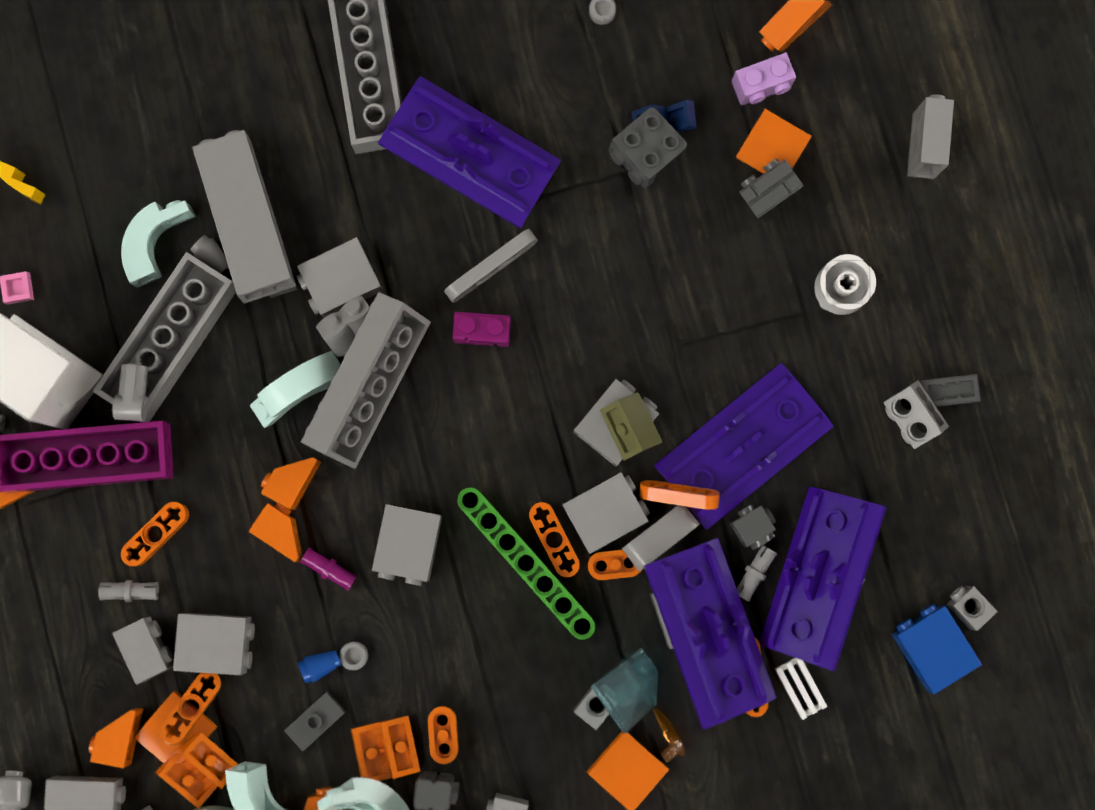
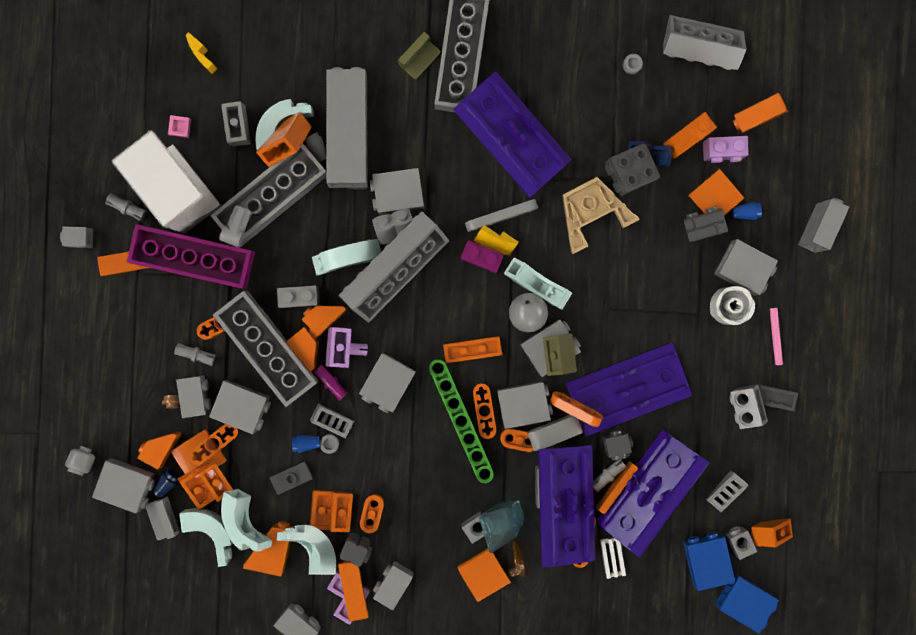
camera: 15 degrees right, 5 degrees up
(91, 258) = (236, 124): none -> light grey brick
(115, 667) = (171, 401): none -> medium nougat plate
(142, 784) = (167, 481): none -> dark blue cone
(164, 257) = (285, 140): none -> orange slope
(223, 549) = (265, 347): none -> light grey brick
(247, 464) = (298, 296): none -> light grey brick
(312, 91) = (419, 56): none -> olive panel
(323, 619) = (314, 419): none -> light grey slope
(326, 515) = (340, 347): none -> lavender brick
(503, 302) = (500, 243): none -> yellow slope
(510, 460) = (472, 349): none -> orange tile
(568, 341) = (537, 284): none -> light aqua arch
(569, 383) = (528, 312): none -> light grey piece
(604, 212) = (588, 204): none -> tan wing
(710, 75) = (690, 134): none -> orange slope
(772, 587) = (616, 488): none -> orange tile
(823, 152) = (747, 211): none -> blue cone
(847, 227) = (746, 267): none -> light grey brick
(920, 308) = (776, 336): none -> bright pink bar
(941, 536) = (742, 485): none -> light grey slope
(1009, 579) = (772, 532): none -> orange slope
(1010, 690) = (747, 603): none -> blue brick

